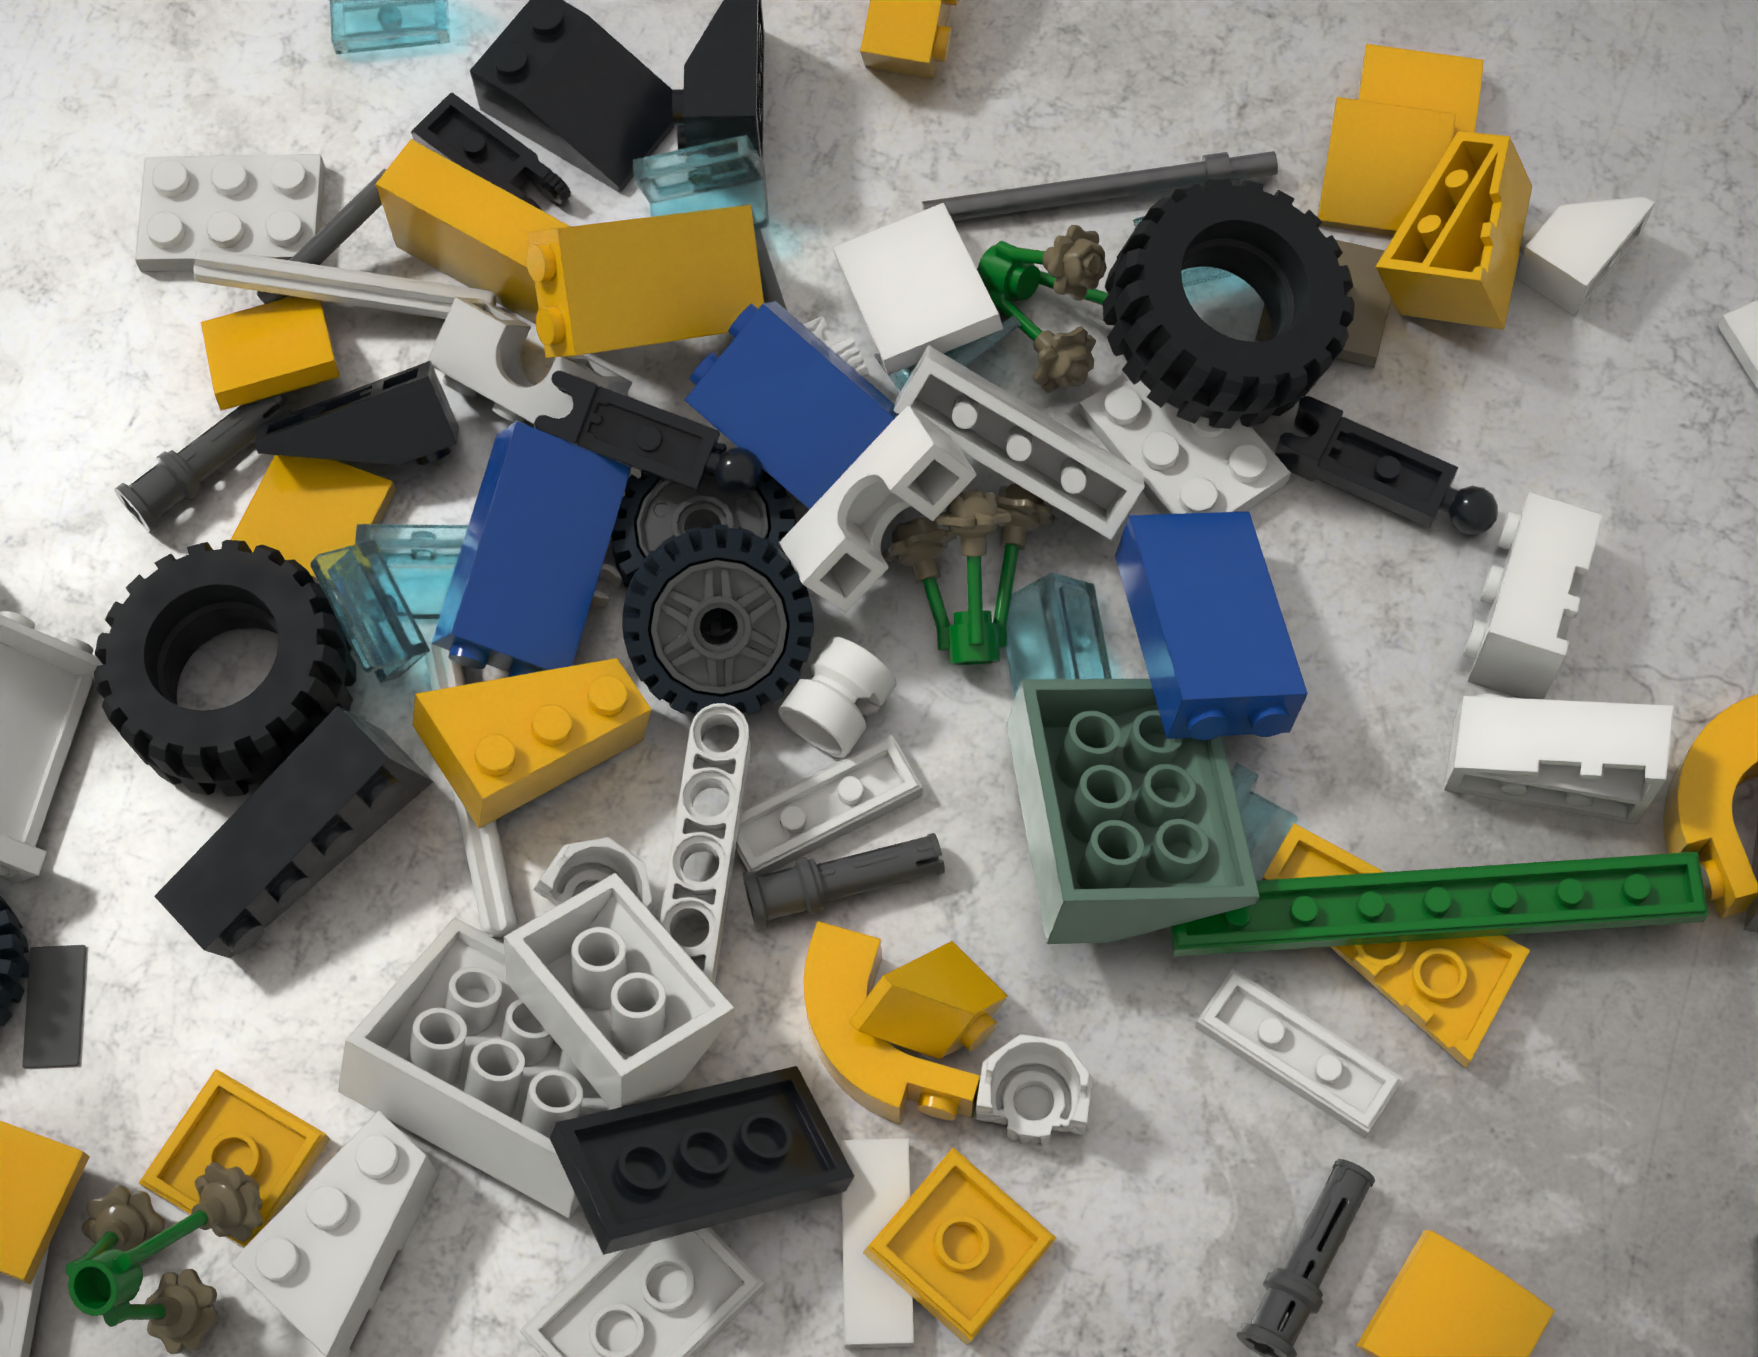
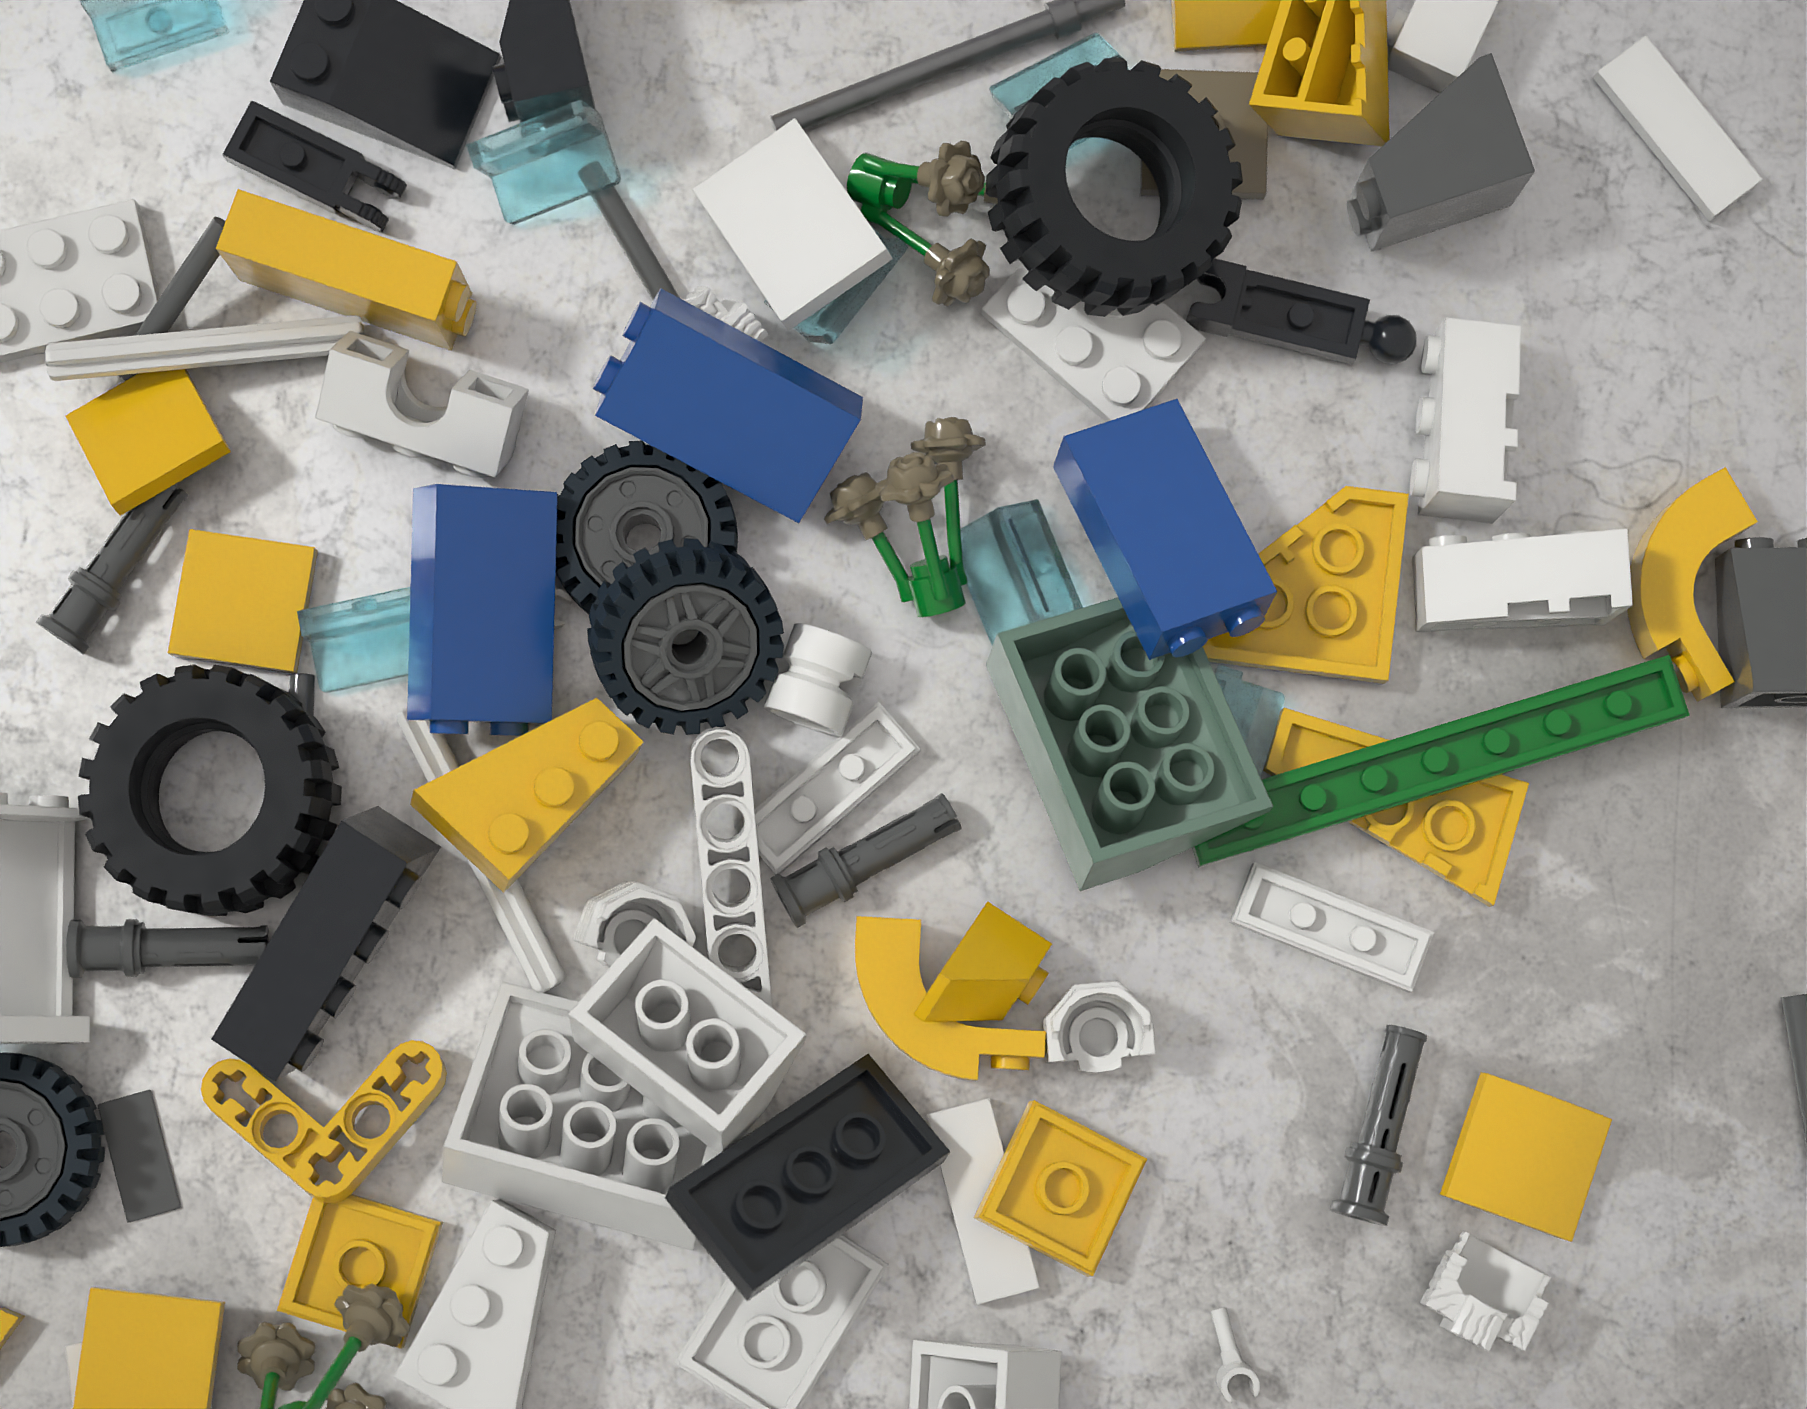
camera: 20 degrees left, 15 degrees up
(114, 803) = (135, 947): none -> dark grey pin
(232, 1025) = (320, 1142): none -> yellow beam
(370, 609) = (336, 699): clear light blue panel -> none
(377, 423) = (276, 497): black slope -> none
(643, 280) = (522, 291): yellow brick -> none
(649, 438) = (566, 461): black plate -> none
(841, 535) = (785, 528): white arch -> none
(1023, 443) = (936, 380): white brick -> none
(1359, 729) = (1333, 592): none -> yellow plate
(1553, 356) = (1445, 164): none -> dark grey slope

